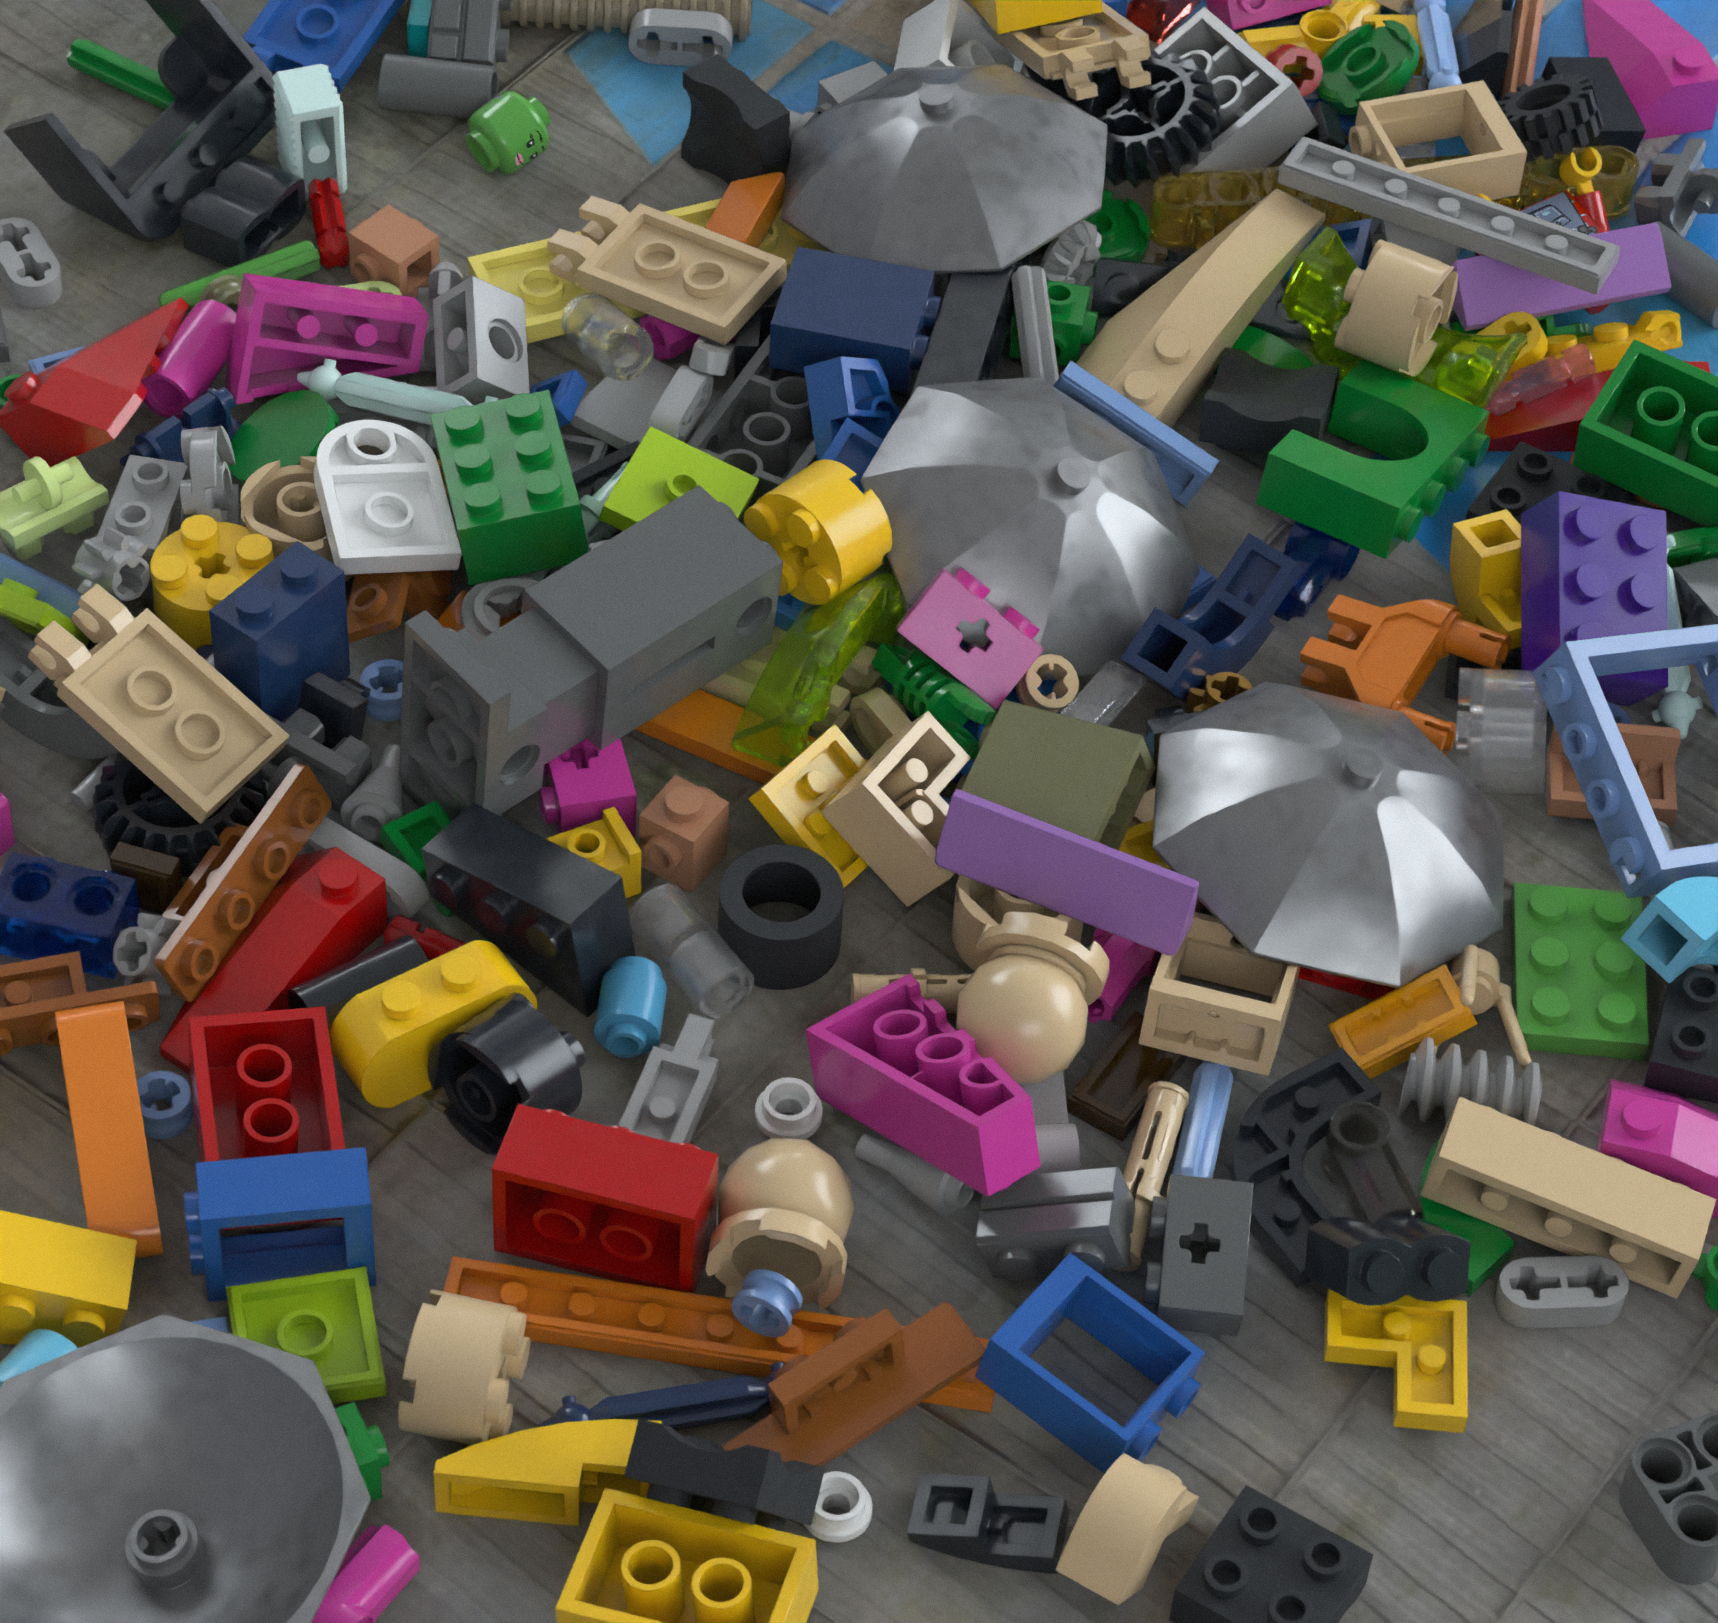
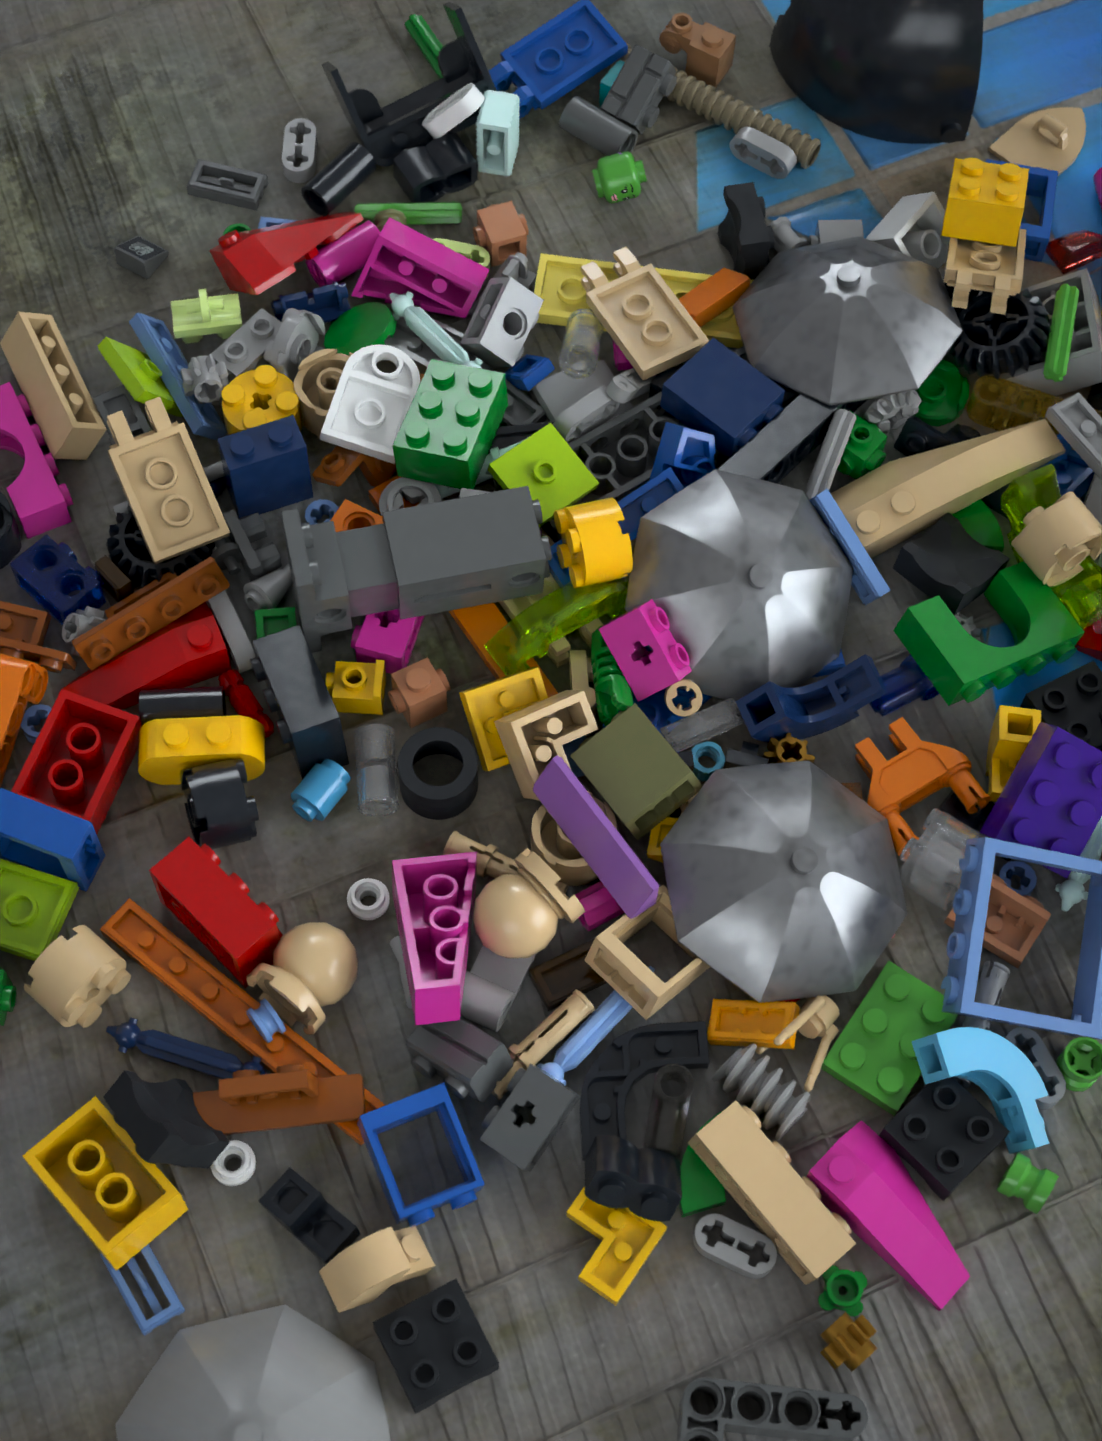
camera: 30 degrees right, 15 degrees up
(113, 273) = (338, 179): none -> black pin
(239, 118) = (453, 110): none -> white beam
(329, 223) = (482, 192): red axle -> none
(337, 705) = (273, 521): black tile -> none
(538, 1472) = (90, 1058): yellow slope -> none
(674, 1085) = (303, 860): light grey hinge -> none
(1229, 85) = (1061, 333): none -> bright green axle

